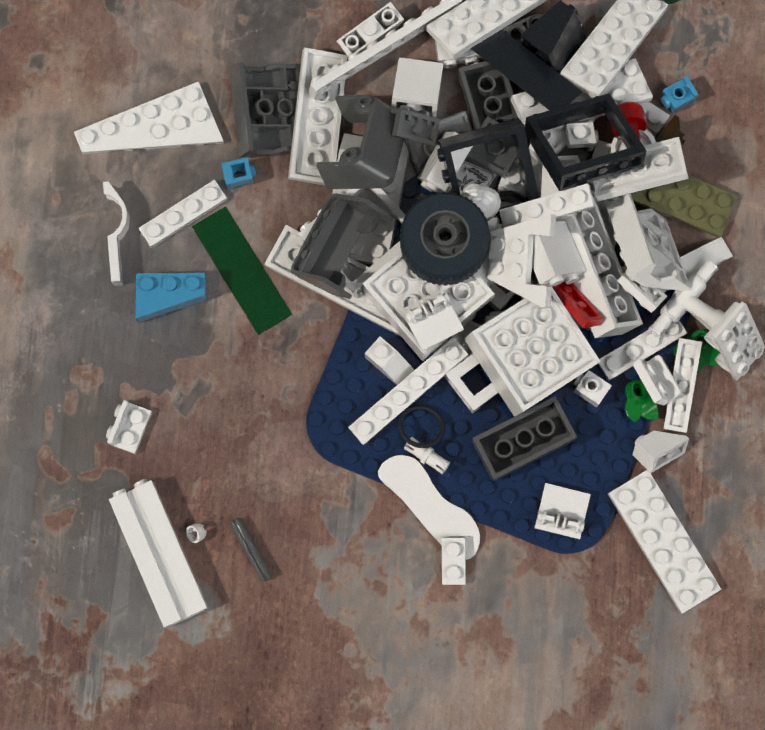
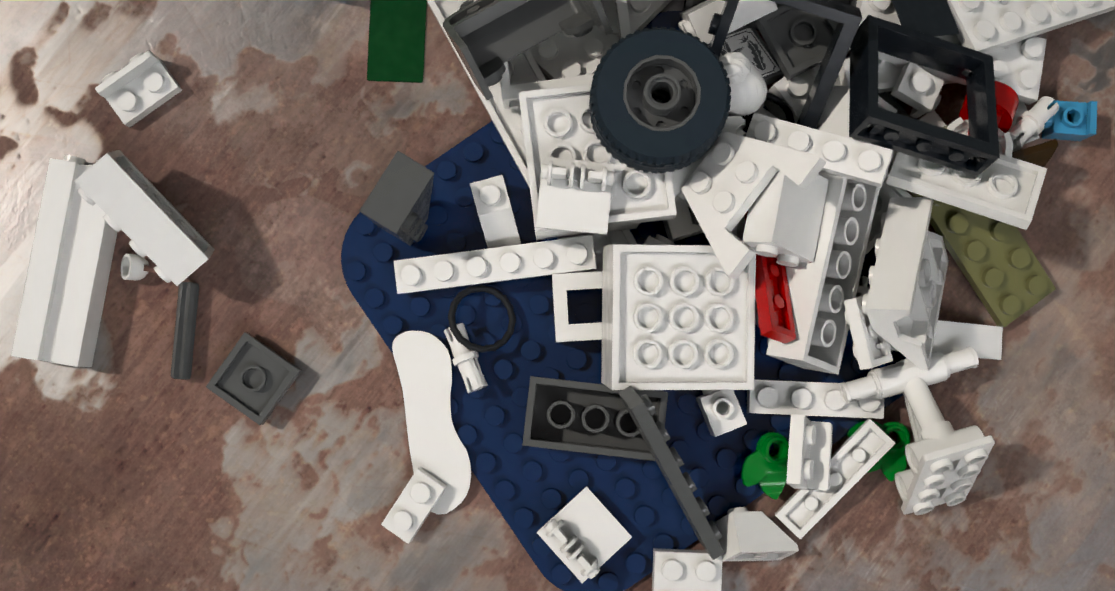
camera: 30 degrees right, 5 degrees up
(192, 492) = (144, 216): none -> white brick
(311, 549) = (253, 378): none -> dark grey plate
(335, 389) = (401, 199): none -> dark grey wedge
(582, 434) = (669, 463): none -> dark grey plate
(657, 113) = (1032, 122): none -> white pin

